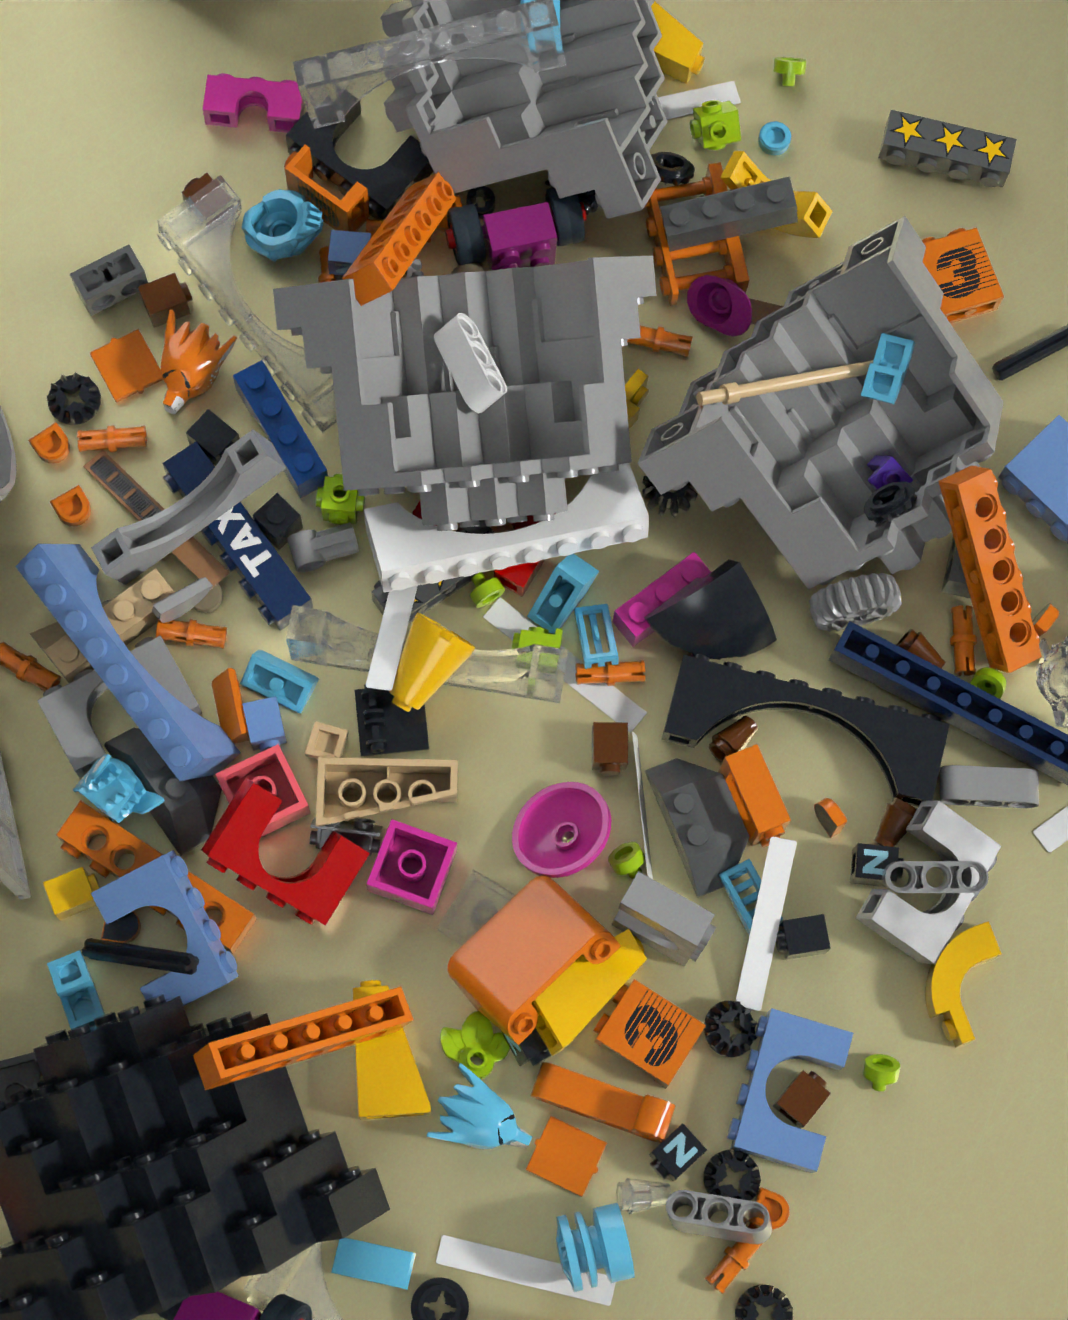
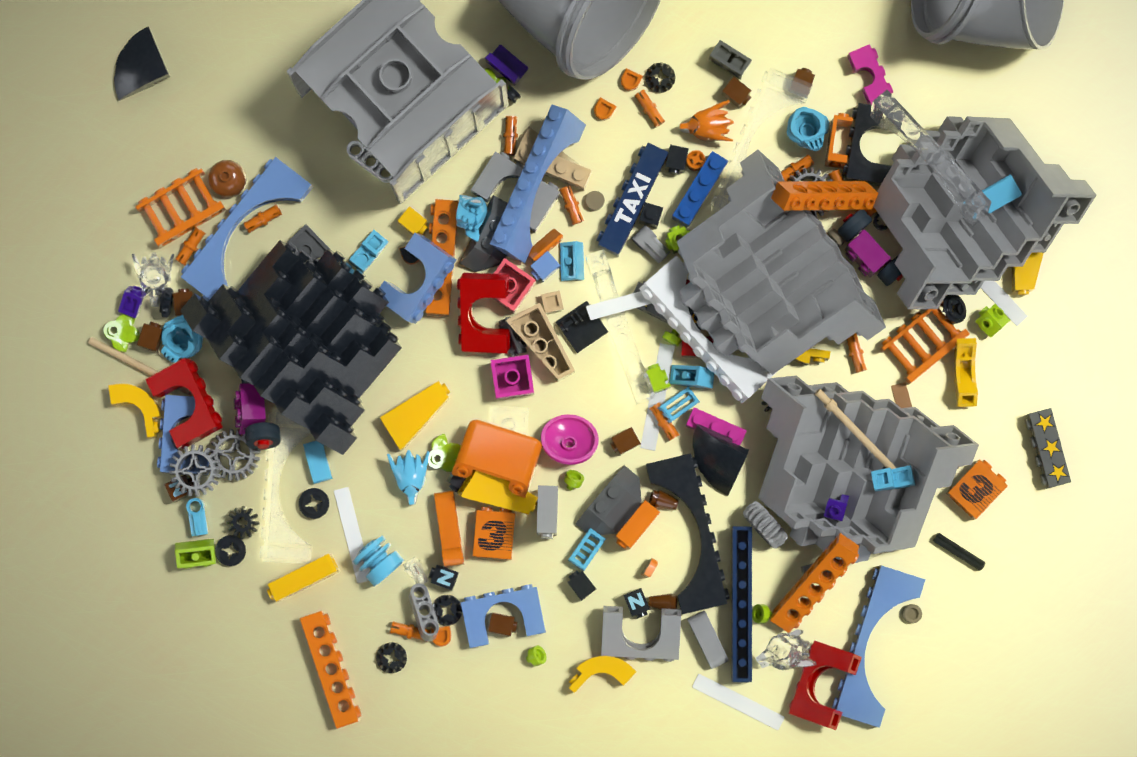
camera: 70 degrees right, 10 degrees up
(127, 365) = (693, 93): orange piece -> none
(140, 956) = (398, 272): black axle -> none
(143, 506) = (620, 154): medium nougat sticker -> none
(181, 601) = (583, 192): light grey tile -> none
(229, 406) = (697, 157): none -> orange wheel
(238, 474) = (604, 158): light grey arch -> none
(302, 1038) = (397, 371): orange brick -> none
(344, 249) = (808, 171): medium blue brick -> none
(427, 662) = (617, 329): yellow cone -> none
(470, 363) = (776, 267): white beam -> none
(566, 1156) = (415, 525): orange piece -> none
(642, 805) = (598, 477): white sticker -> none
(719, 1036) = (510, 568): black gear -> none
(720, 305) = (890, 375): magenta piece -> none
(729, 214) = (938, 353): dark grey brick -> none
(766, 922) = (577, 563): white sticker -> none
(774, 138) = (1005, 354): medium azure tile -> none
(789, 68) = (1049, 341): lime tile -> none
(889, 501) = (824, 517): black gear -> none
(920, 646) = (759, 571): reddish brown cone -> none
(952, 877) = (633, 628): light grey beam -> none
(963, 640) = (778, 590): orange pin -> none
(1045, 619) = (810, 625): orange tile -> none

